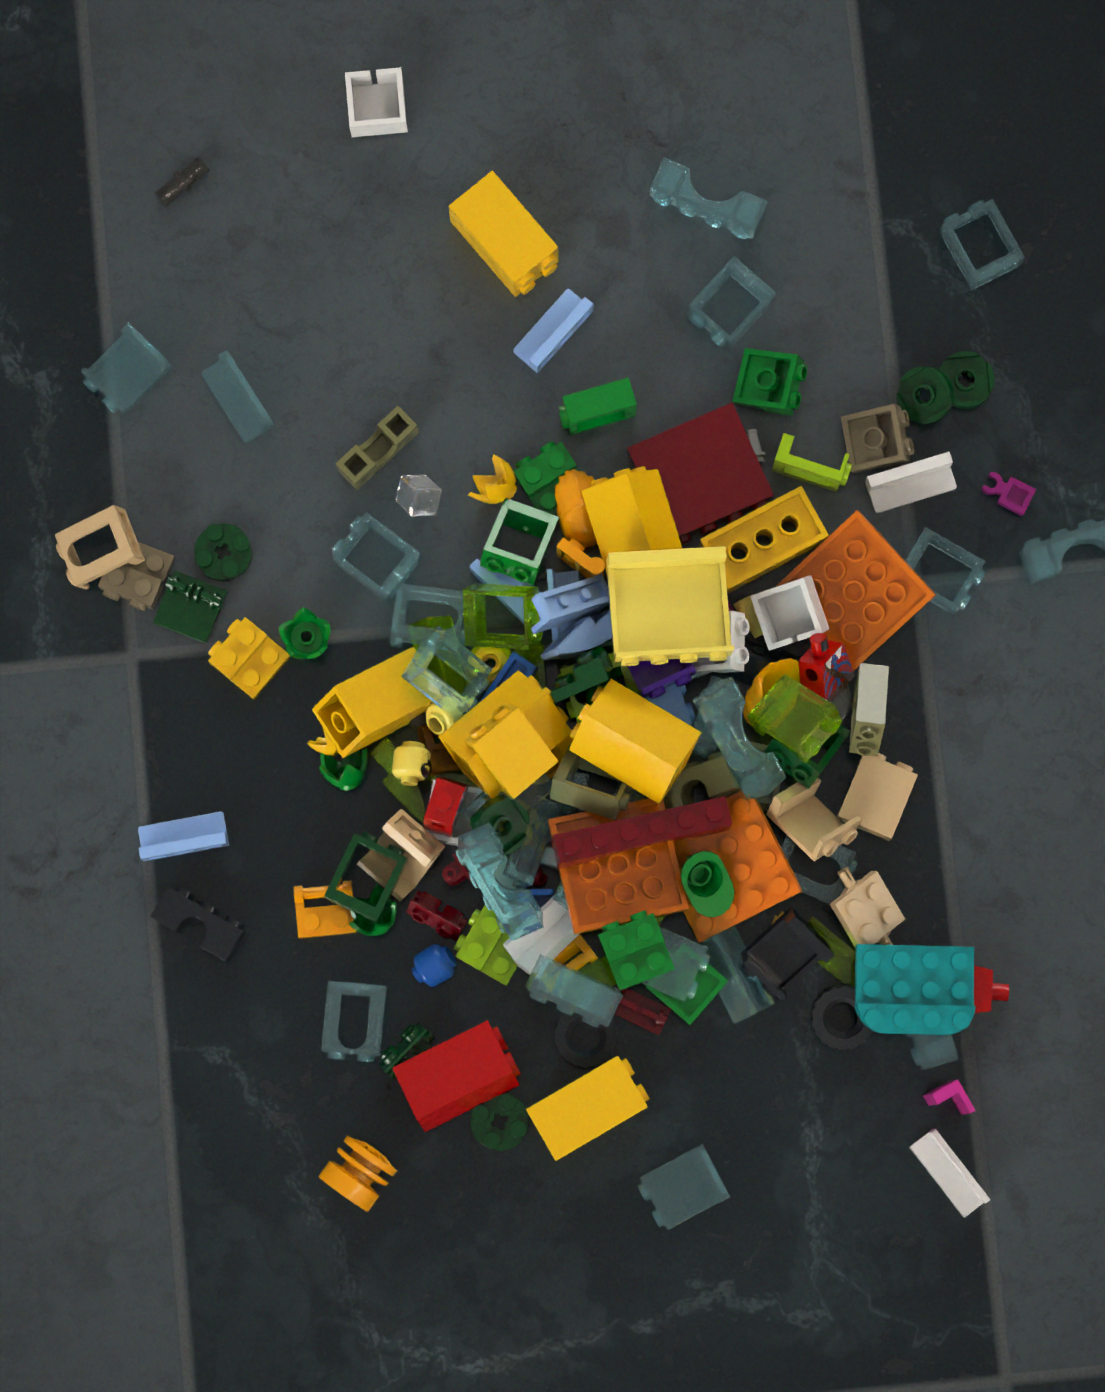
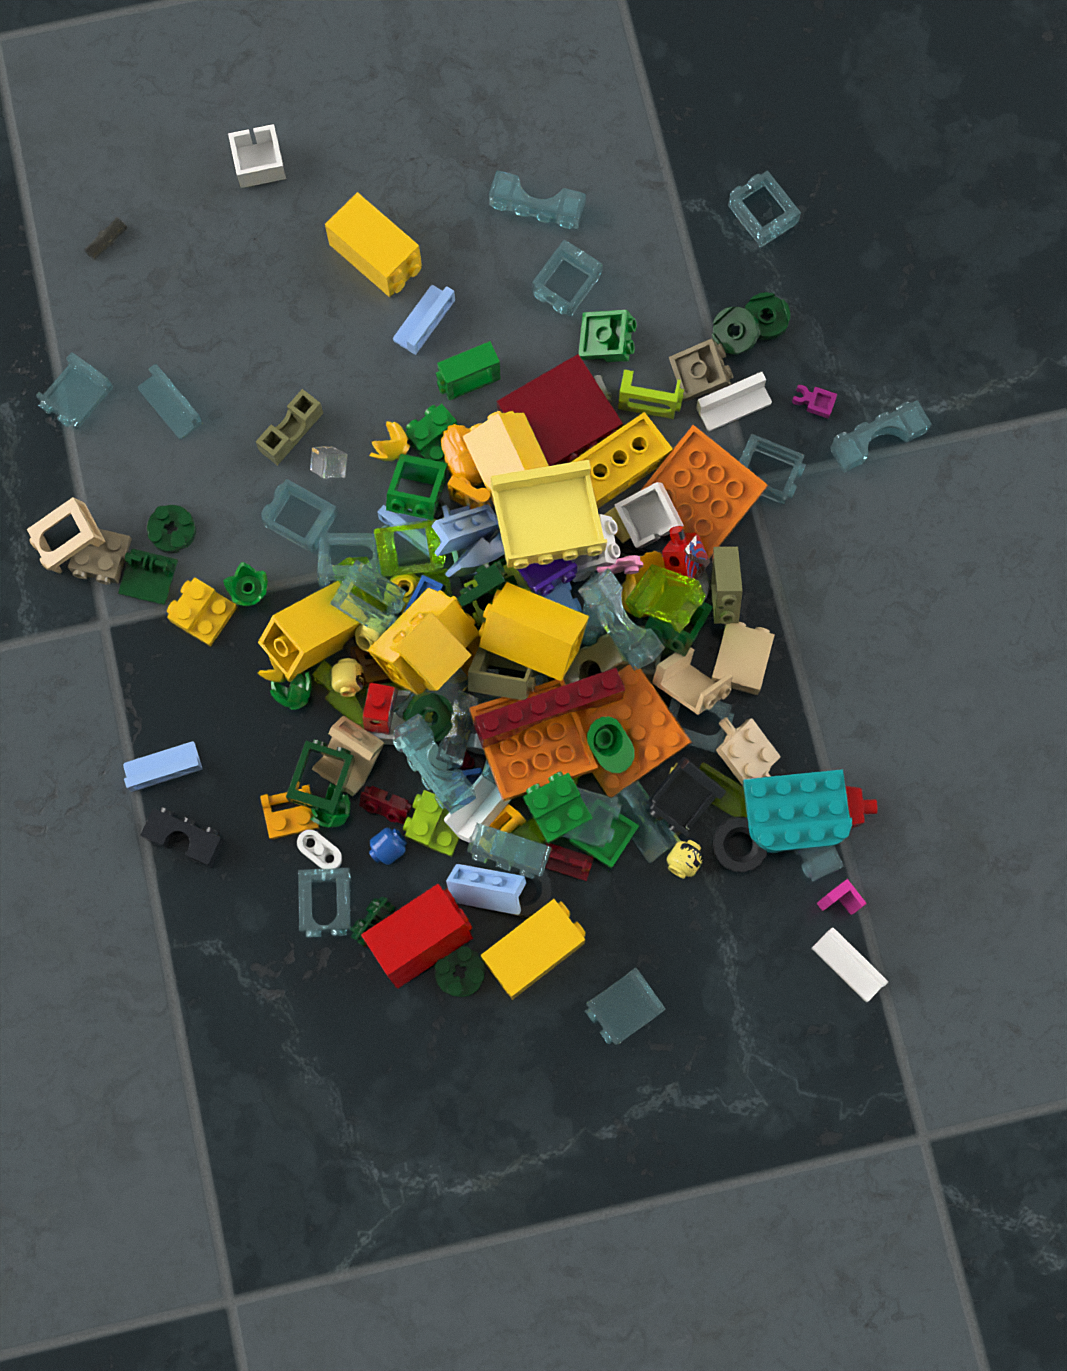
camera: 10 degrees left, 5 degrees down
(354, 960) = (320, 850): none -> white plate
(358, 1173) = (343, 1030): light orange wheel -> none
(455, 872) = (397, 764): dark red hinge -> none
(541, 1030) = (486, 888): none -> light blue panel
(757, 672) = (628, 564): none -> bright pink plate
(776, 1025) = (685, 859): none -> light yellow head

